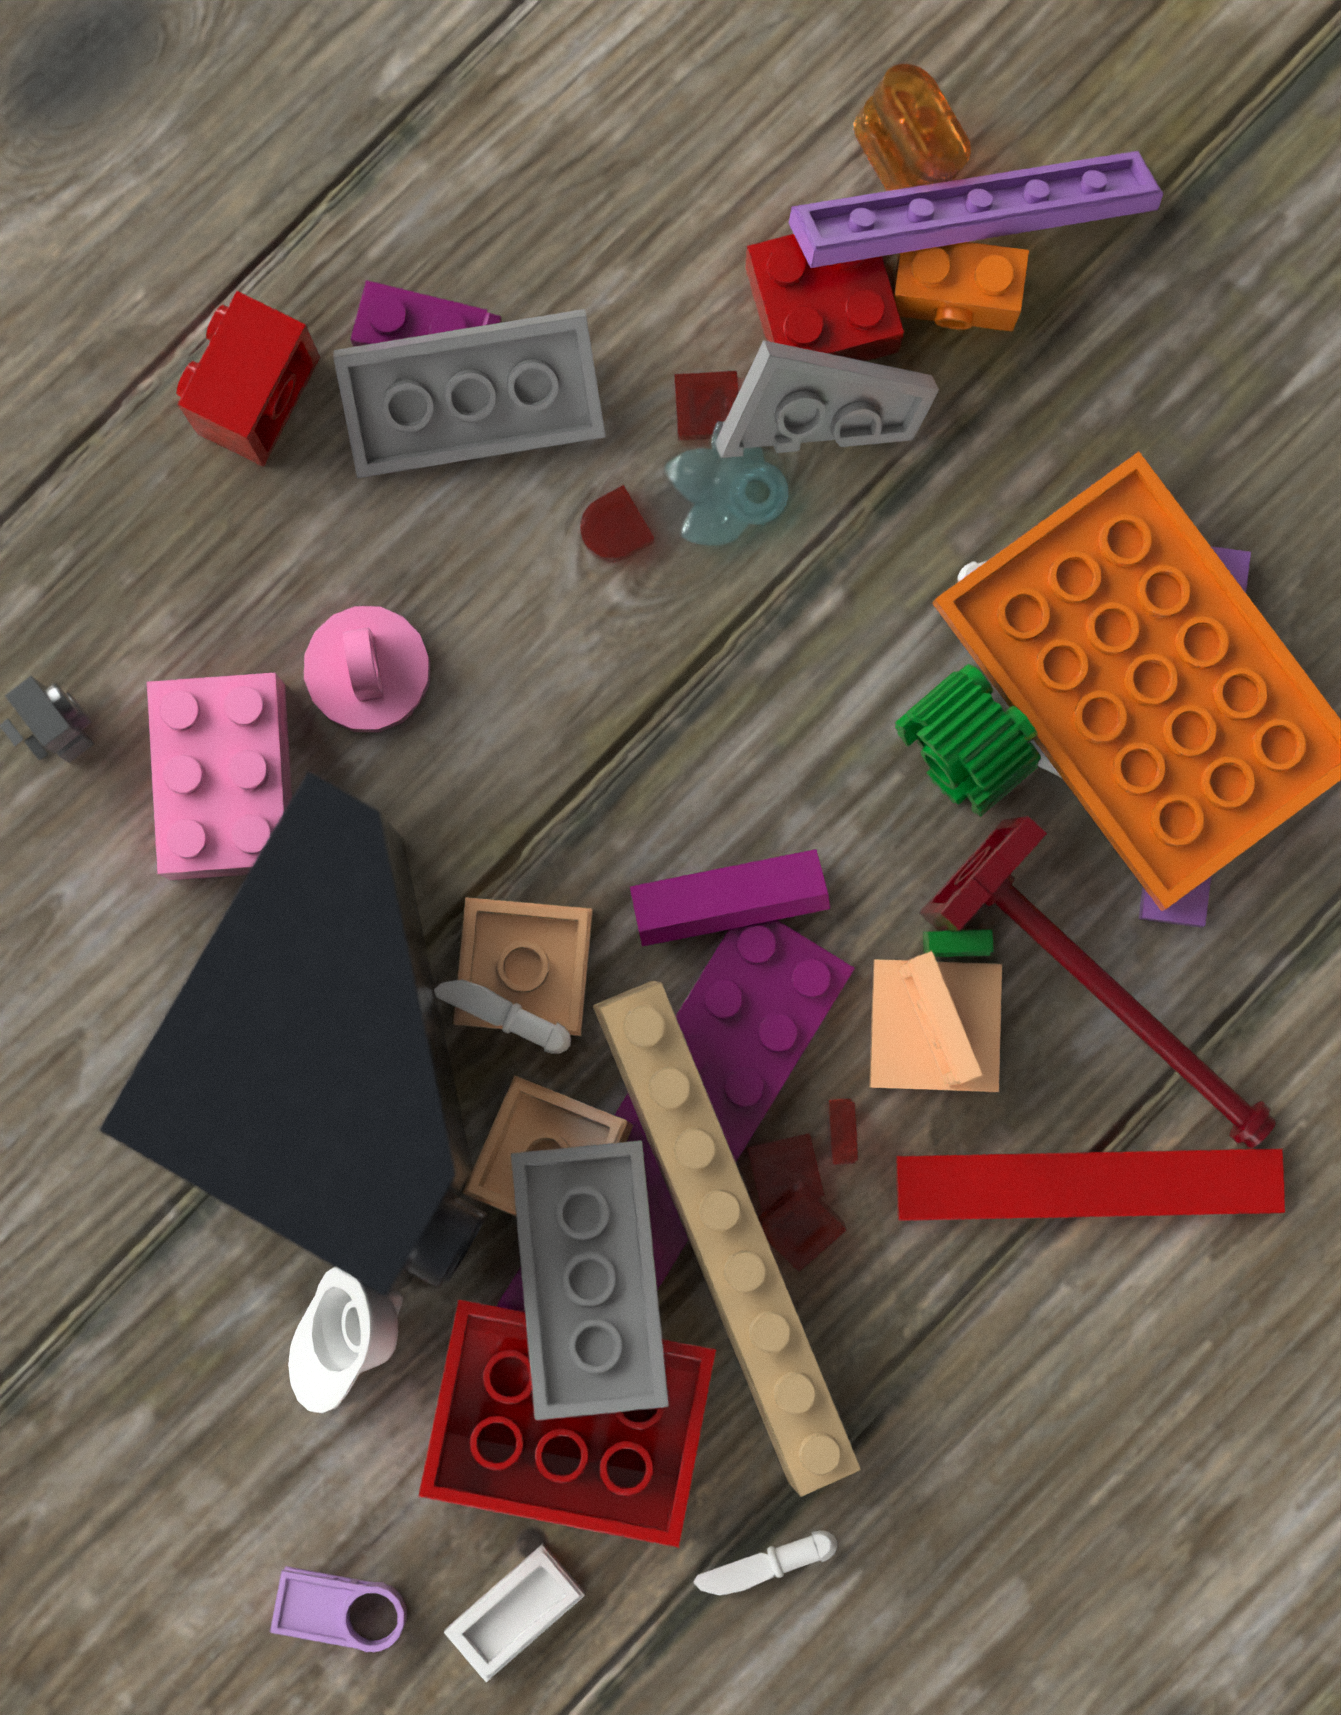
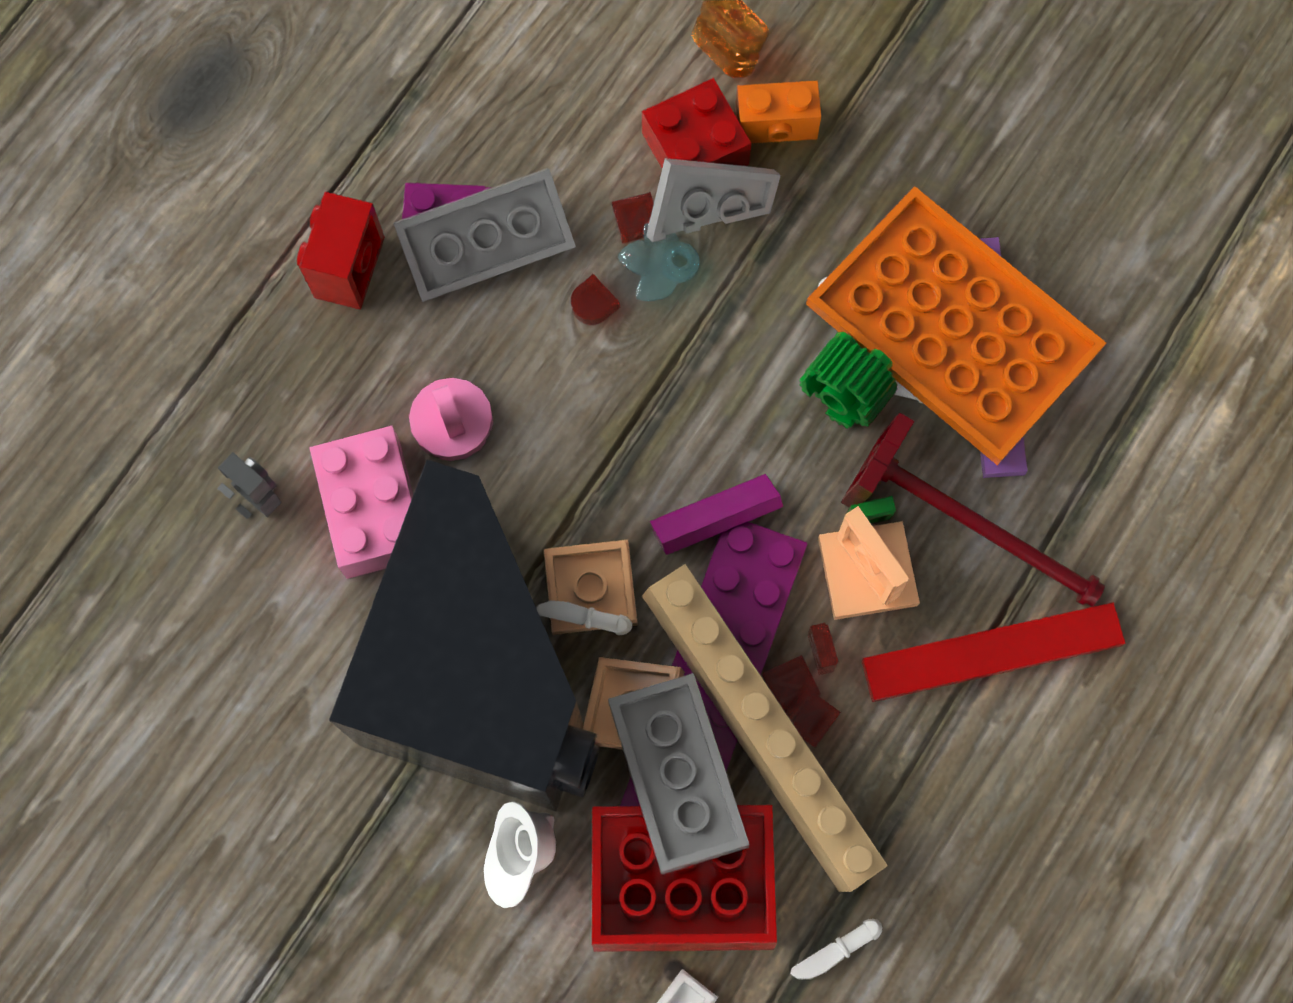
camera: 10 degrees left, 10 degrees down
(974, 208) = (777, 63): medium lavender tile -> none

